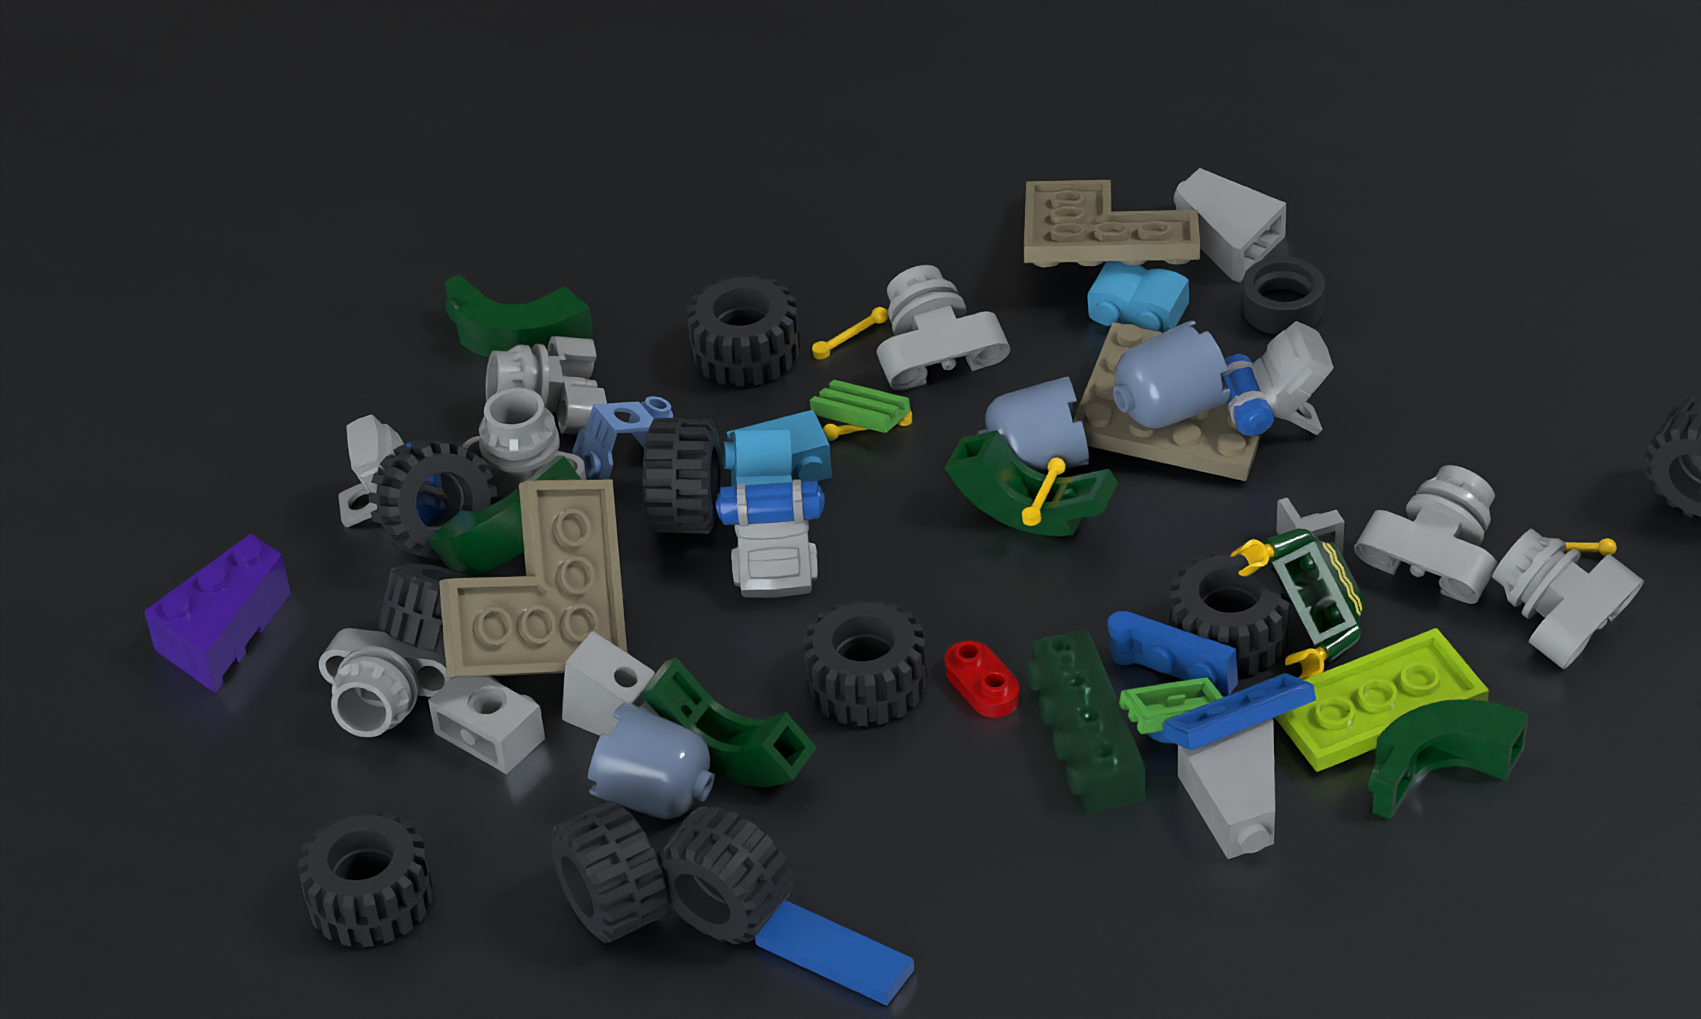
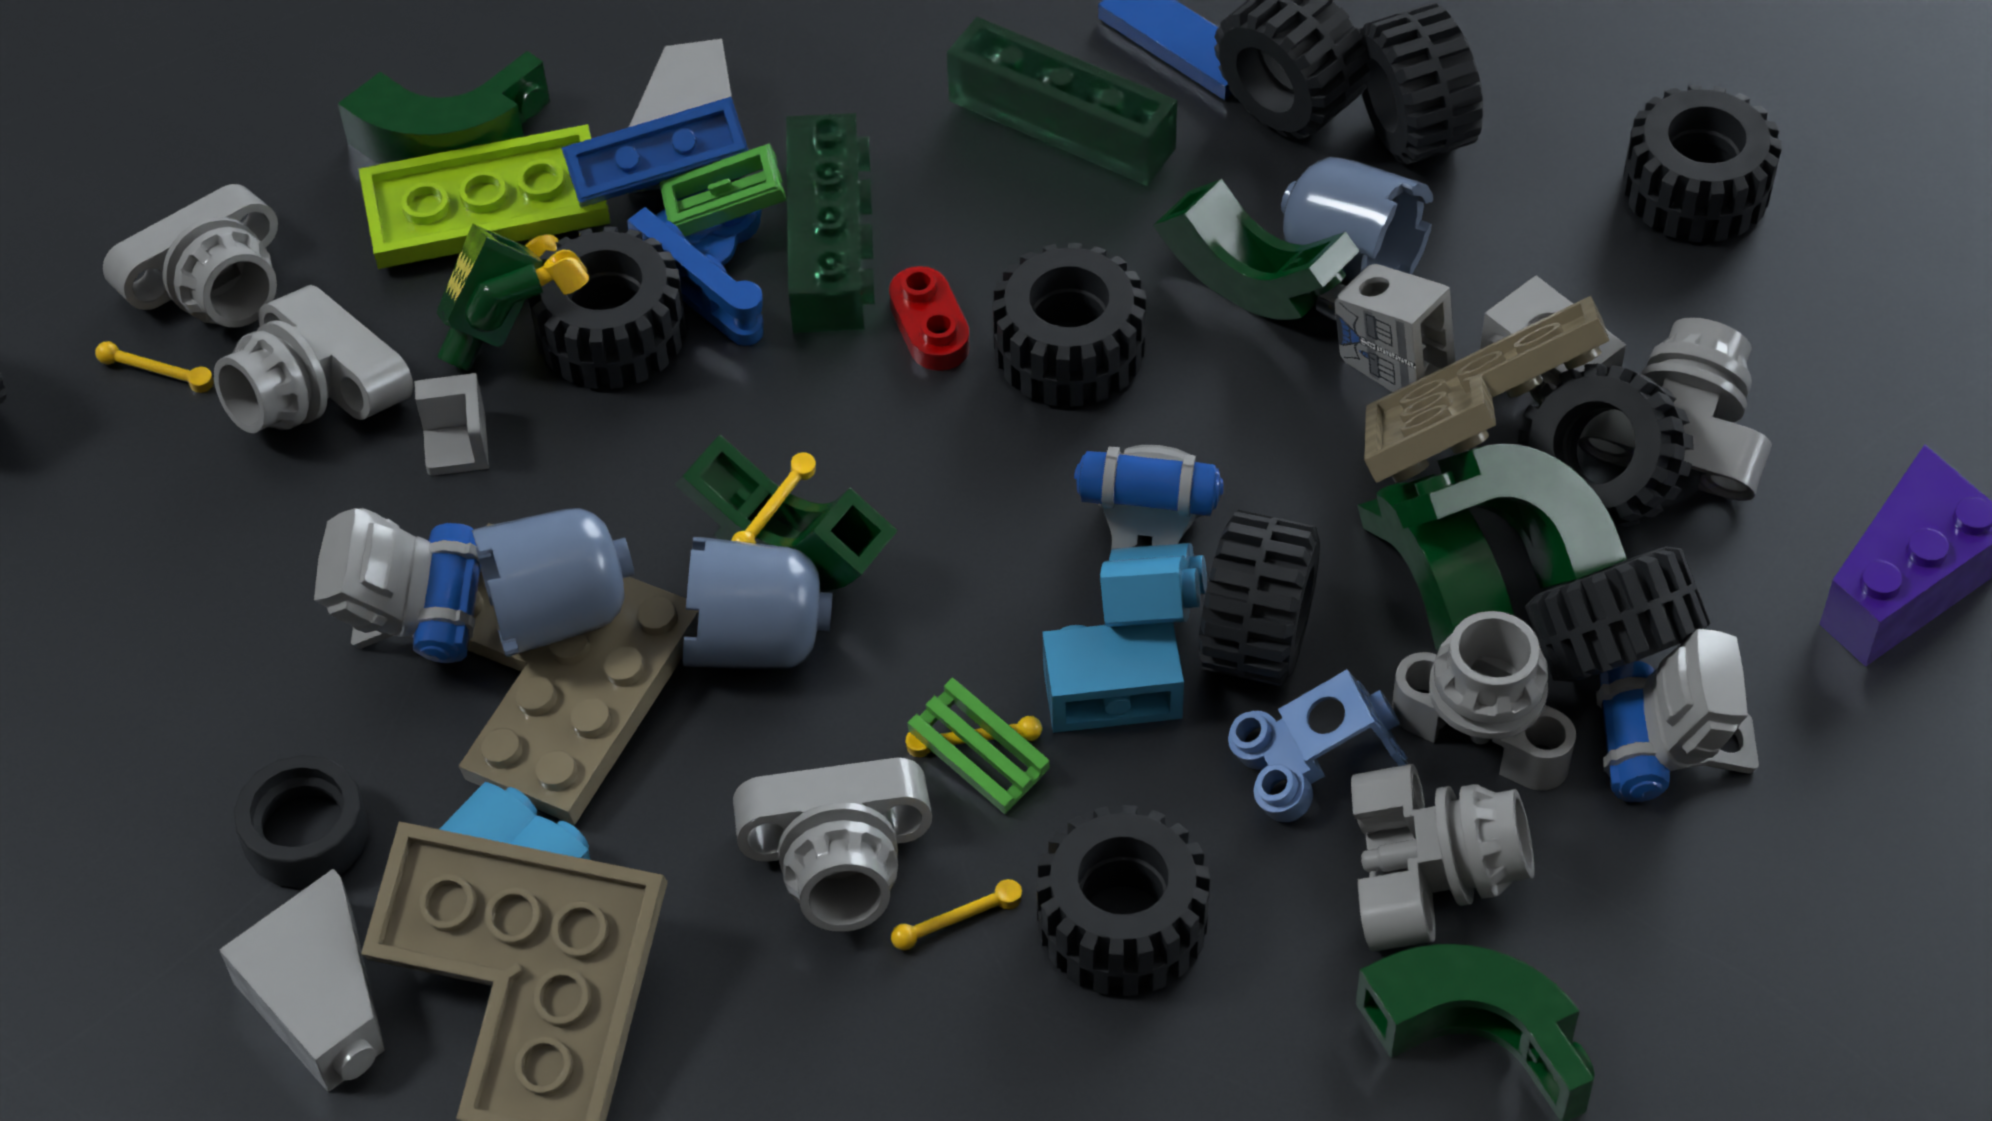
camera: 170 degrees left, 10 degrees up
(918, 834) = (1062, 100): none -> clear green brick

